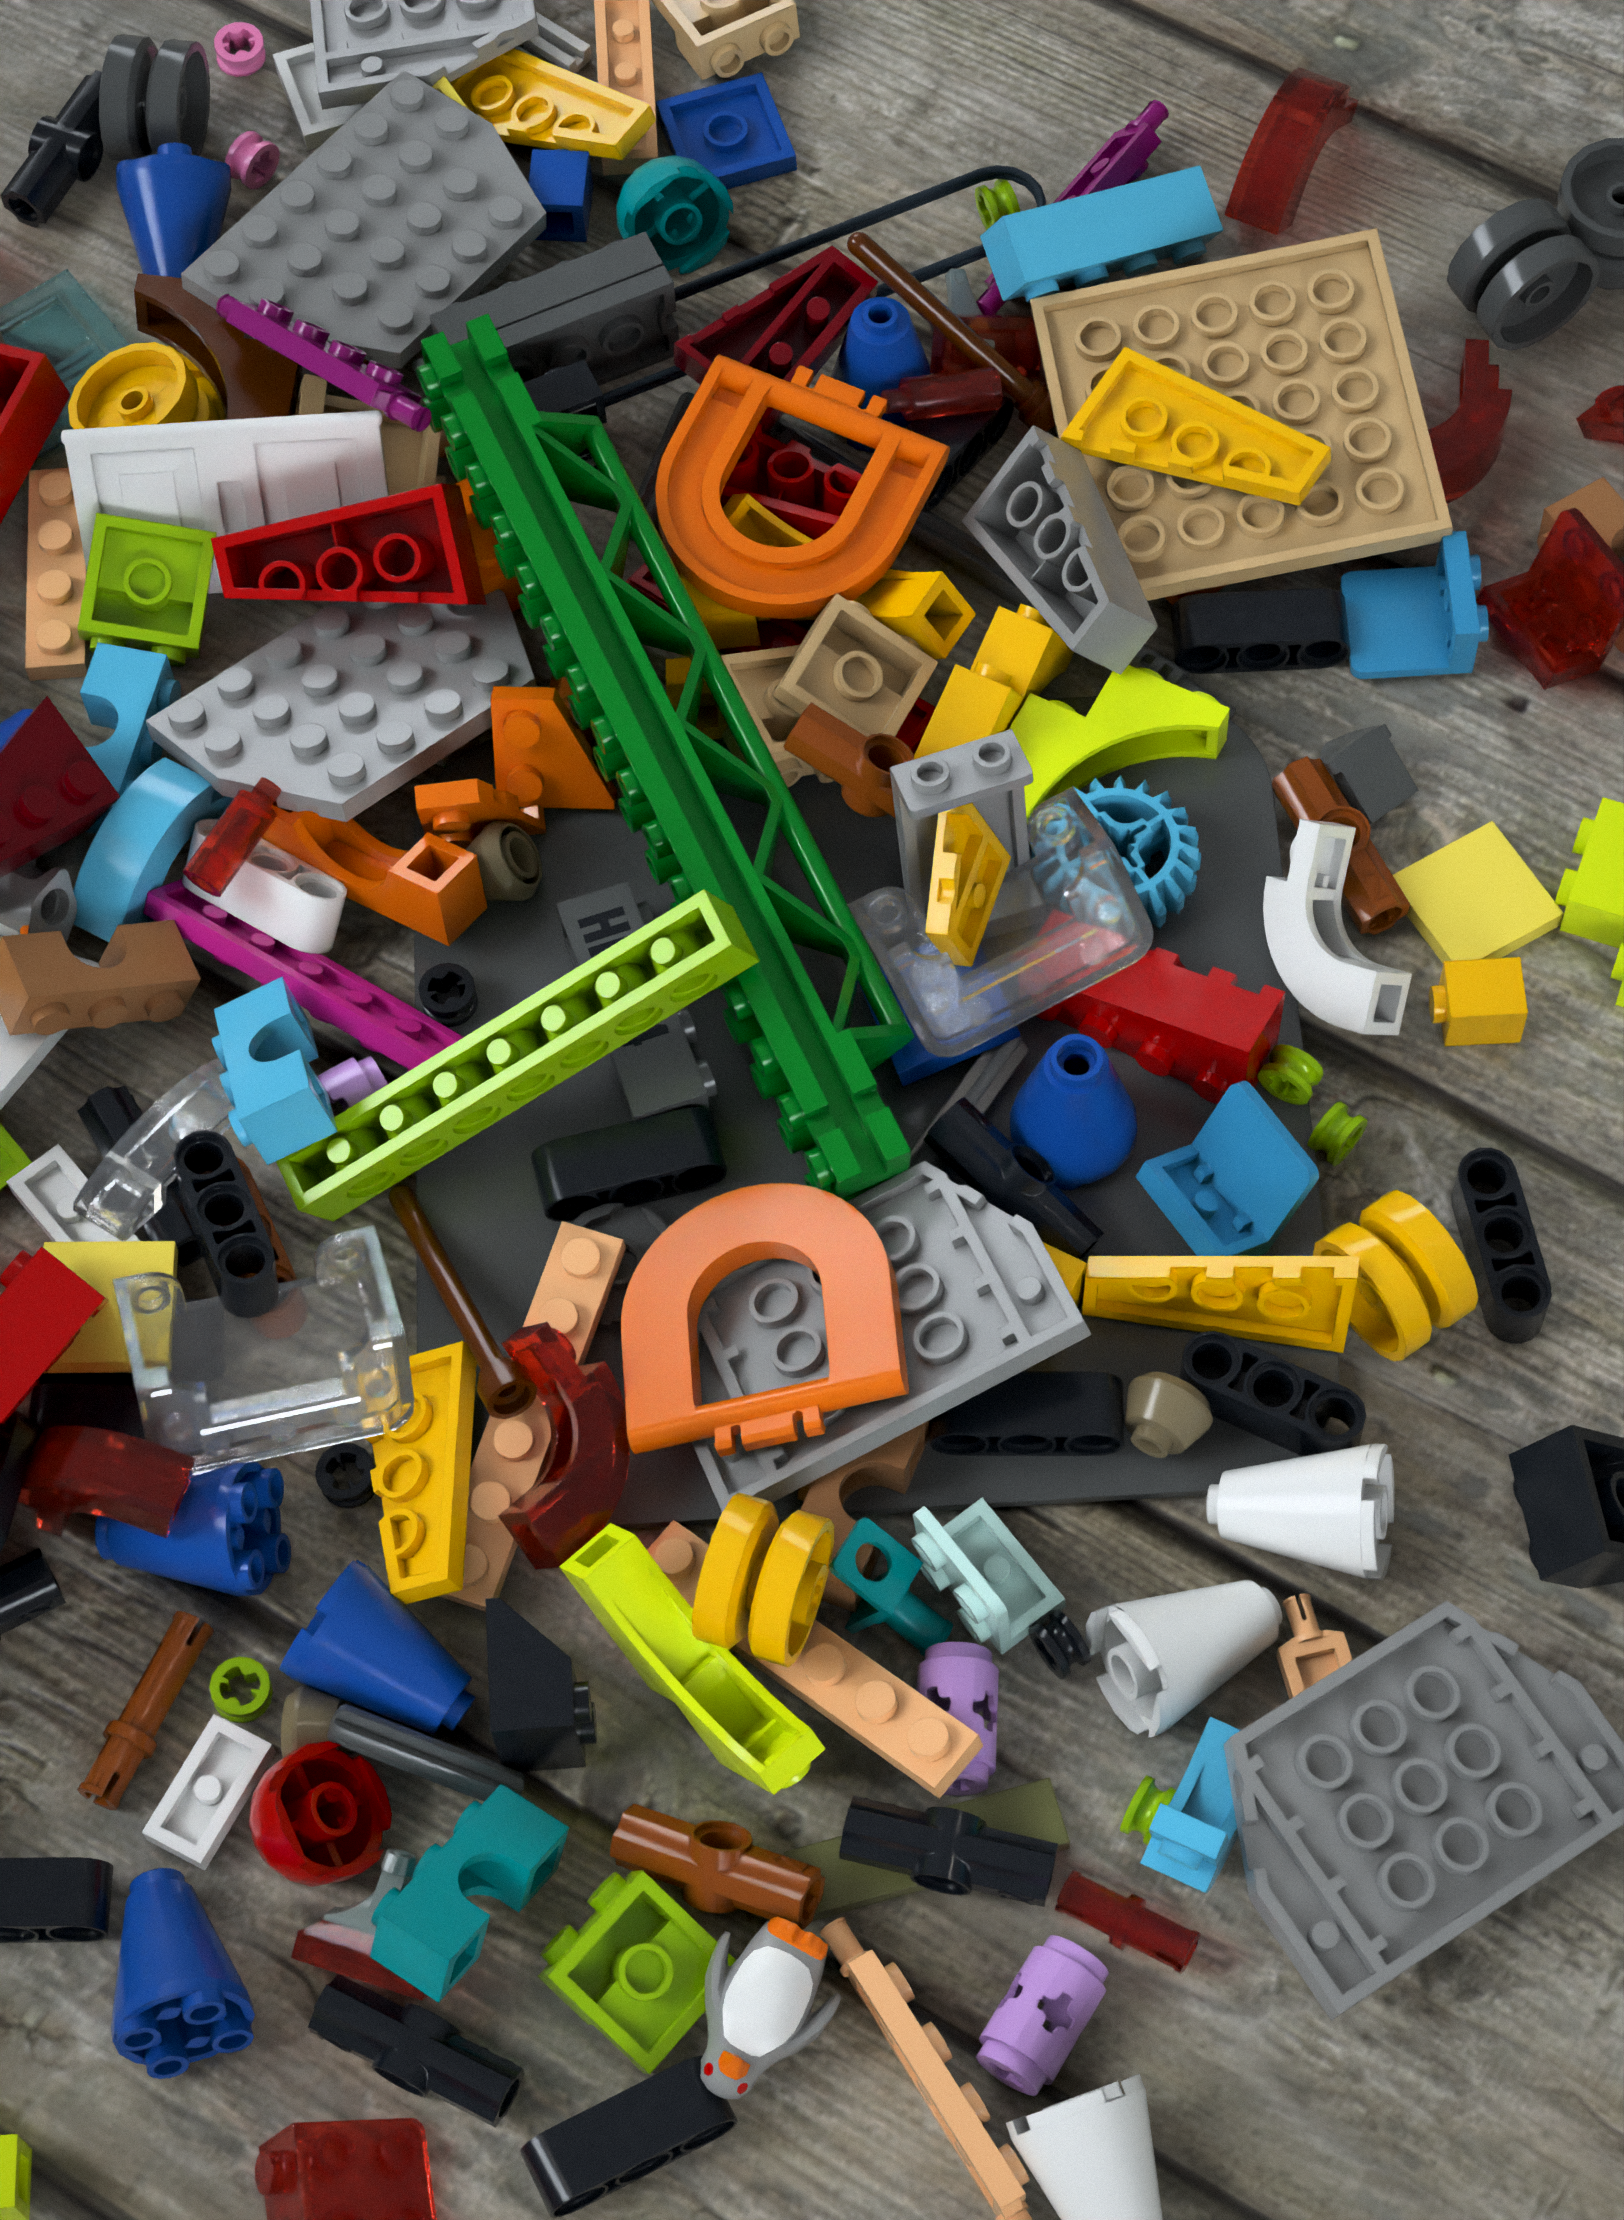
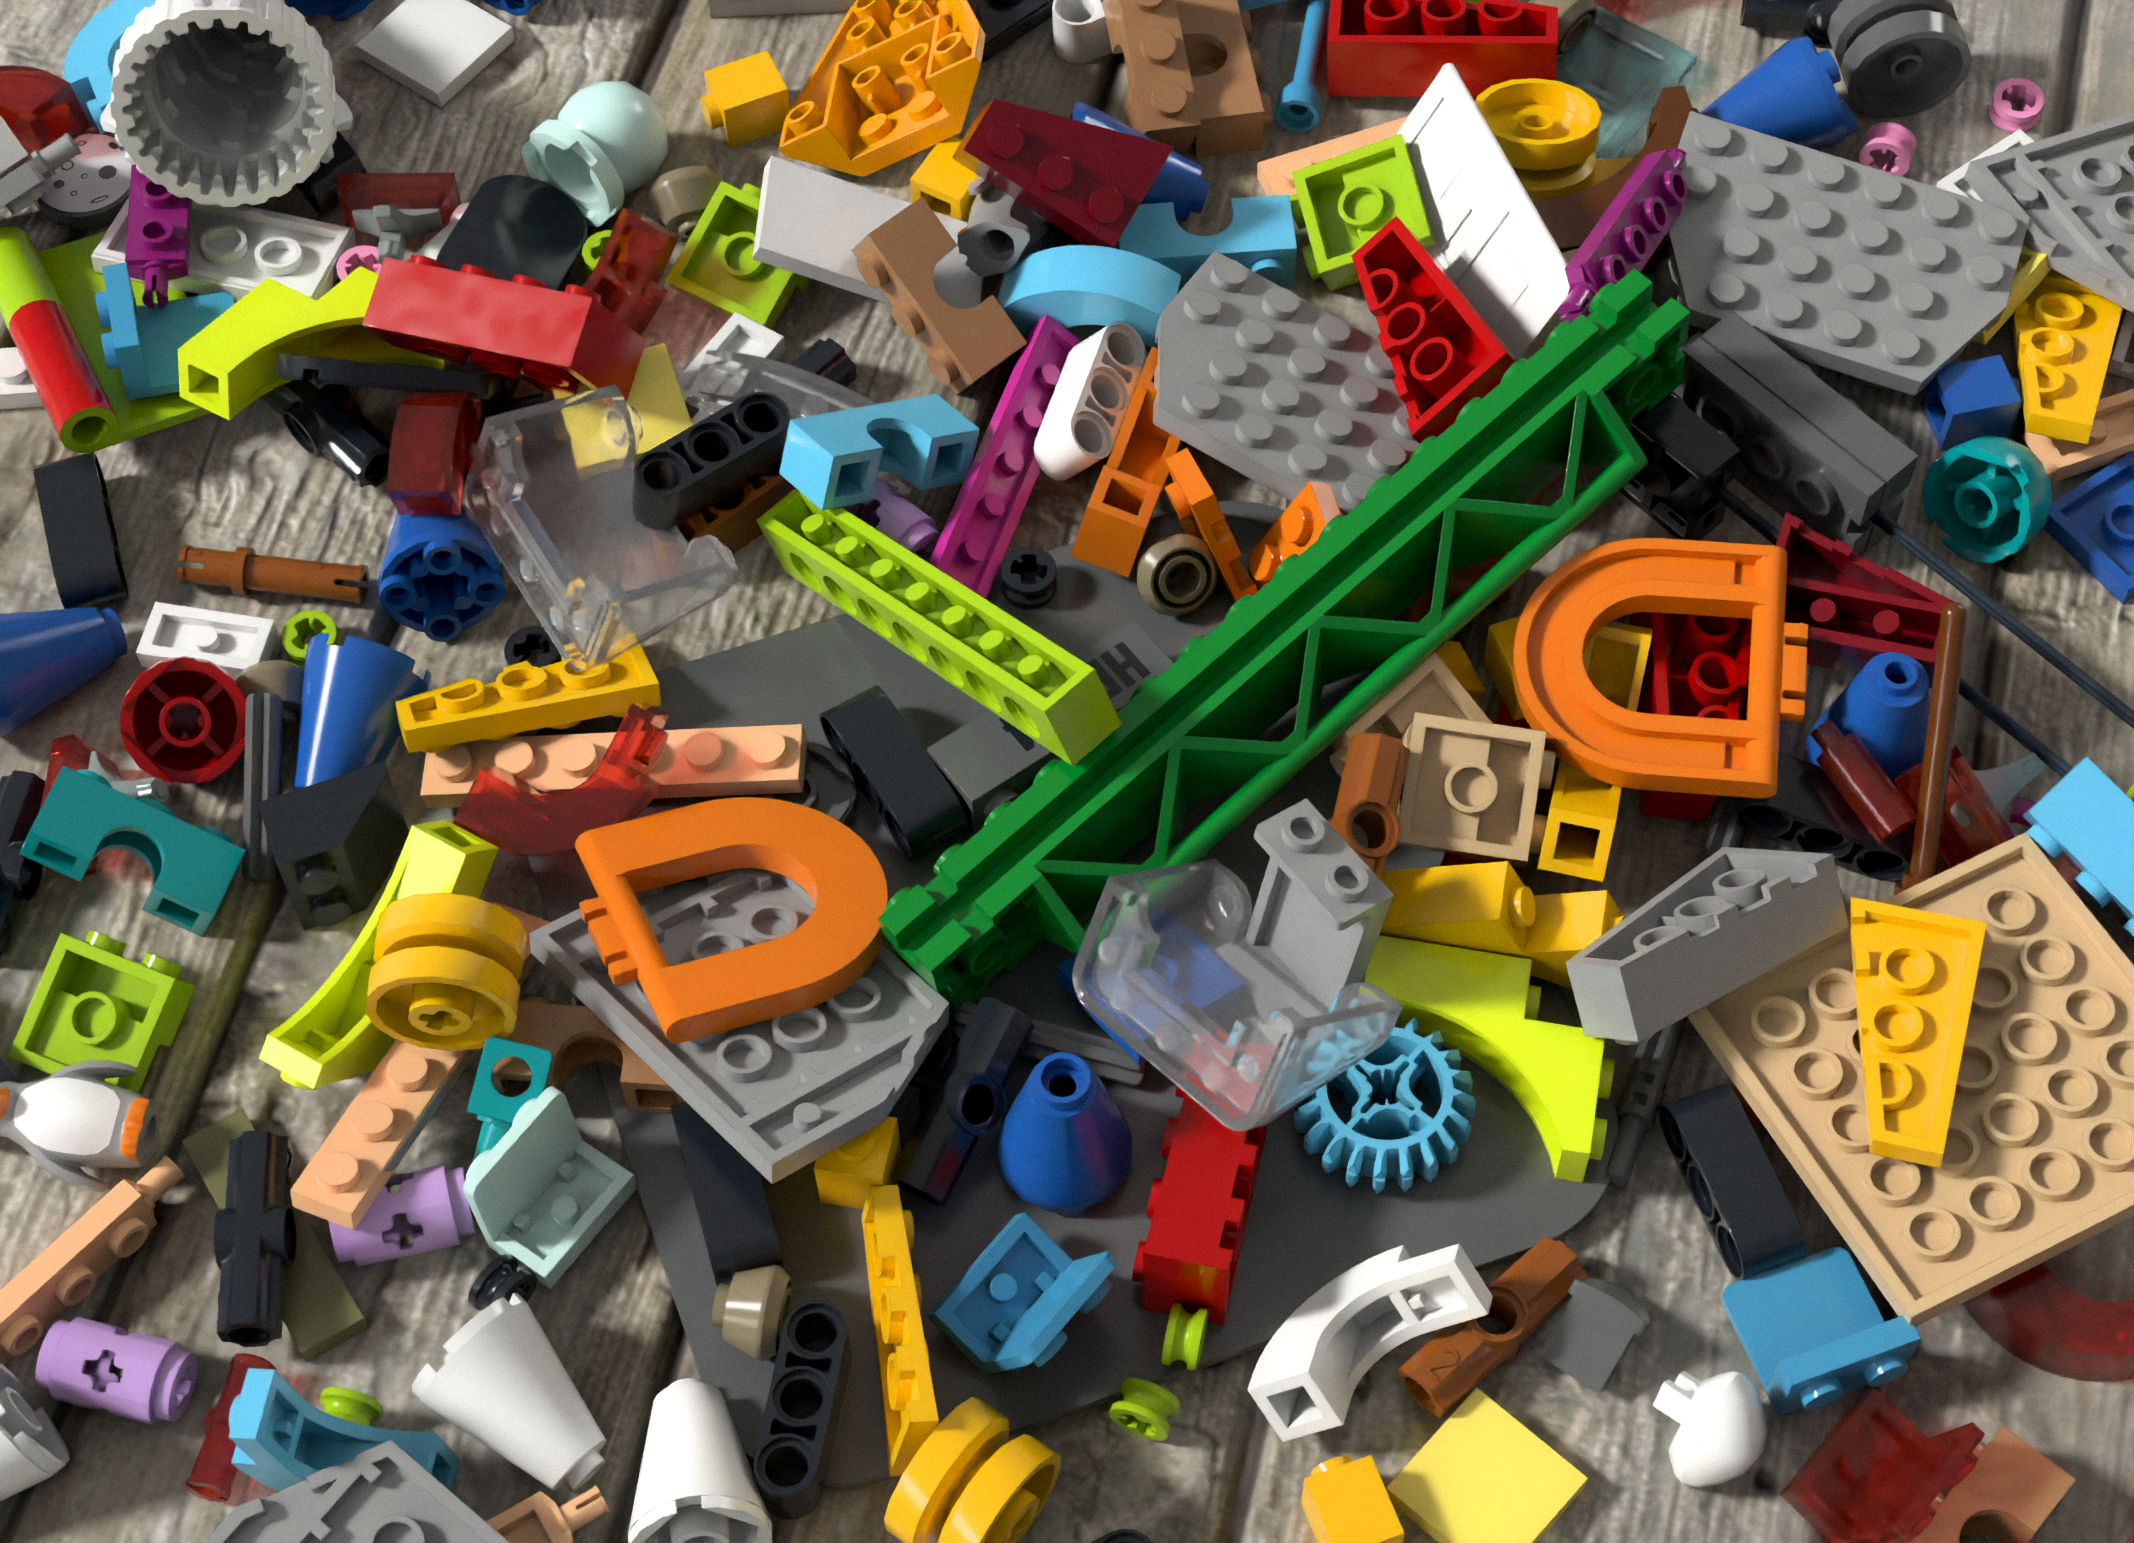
camera: 70 degrees right, 5 degrees down
(233, 838) = (1100, 342): clear red cylinder -> none
(502, 1383) = (606, 716): reddish brown piece -> none
(717, 1866) = (206, 1051): dark orange piece -> none
(964, 882) = (1255, 941): yellow wing -> none
(1482, 707) = (1719, 1427): none -> white piece

